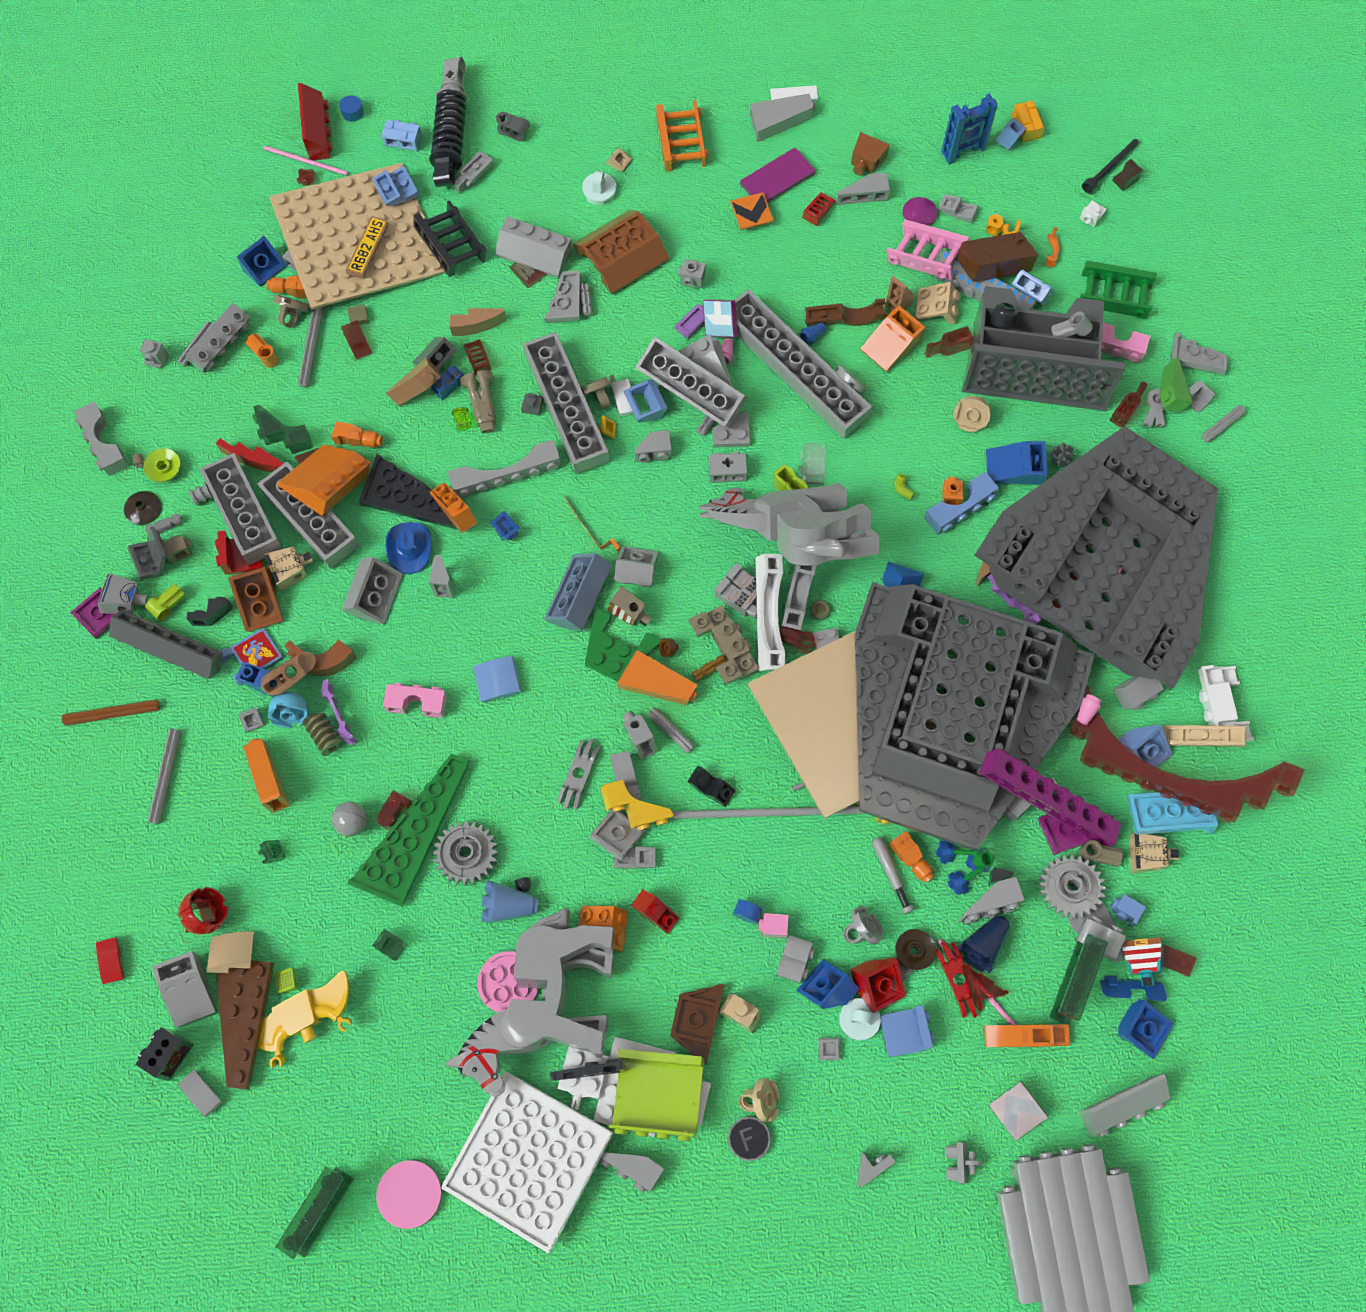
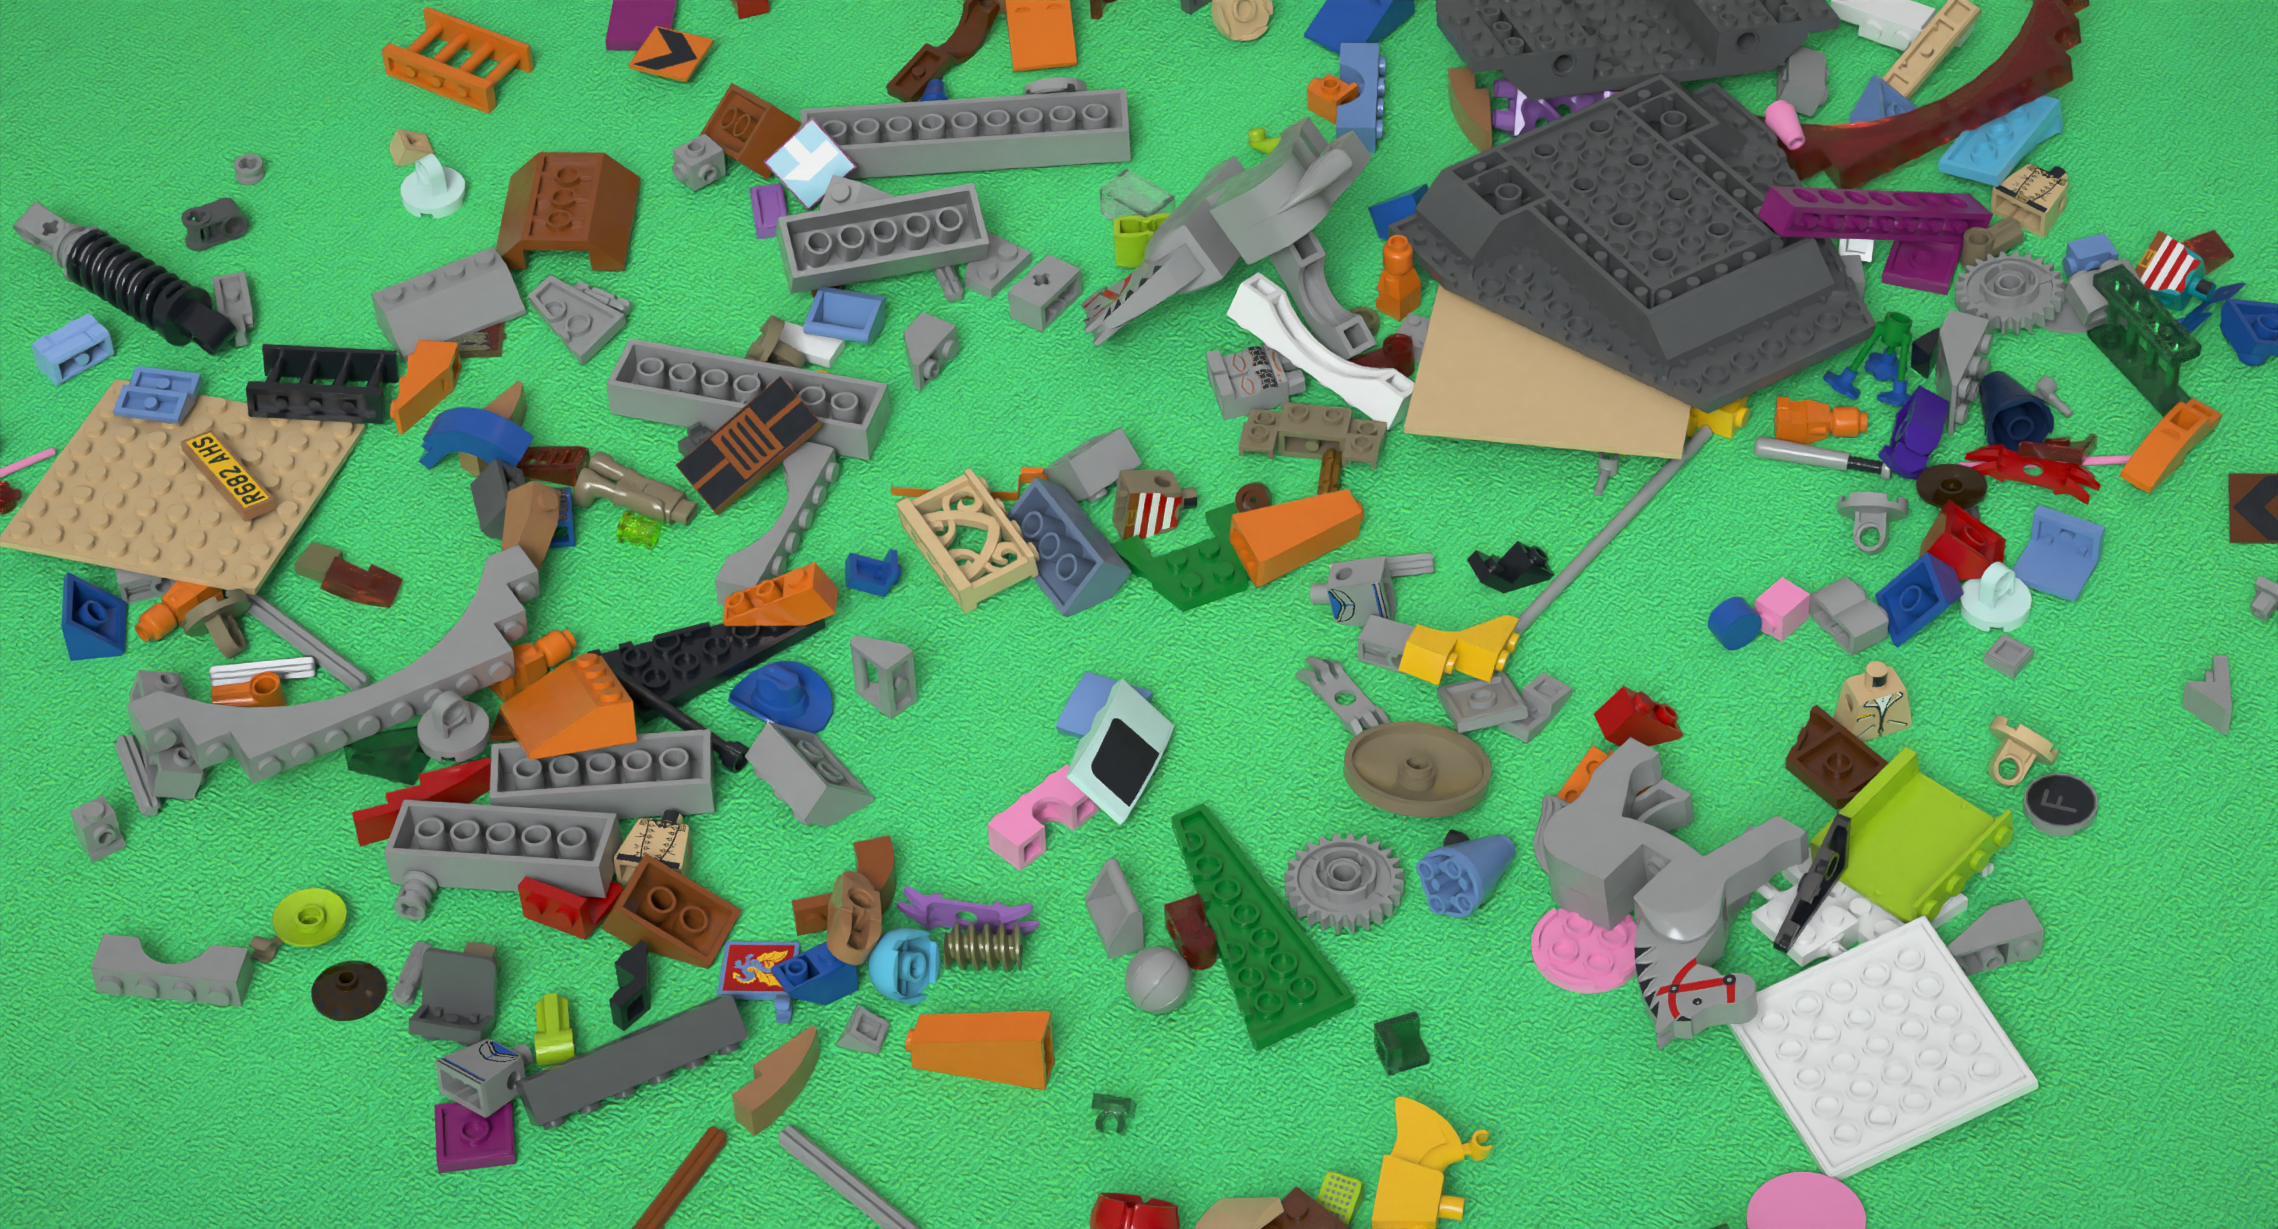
camera: 50 degrees left, 25 degrees down
(196, 707) = (777, 1082): none -> medium nougat slope
(277, 337) = (242, 672): none -> axle
(286, 441) = (453, 728): none -> light grey tile
(320, 415) = (285, 736): none -> light grey arch
(363, 551) = (729, 752): none -> black piece
(381, 772) = (1115, 911): none -> light grey tile
(454, 321) = (474, 433): none -> blue arch
(466, 707) = (1120, 751): none -> light aqua slope
(483, 274) = (428, 381): none -> orange slope
(533, 425) = (749, 445): none -> black tile
(537, 539) = (963, 582): none -> tan fence
(549, 837) = (1417, 769): none -> dark tan dish
(556, 108) = (249, 169): none -> light grey bush
(725, 277) = (749, 128): none -> dark orange slope
(847, 610) = (1398, 283): none -> orange piece
(933, 910) = (1915, 433): none -> dark purple piece
(1019, 947) = (2045, 390): none -> light grey hand

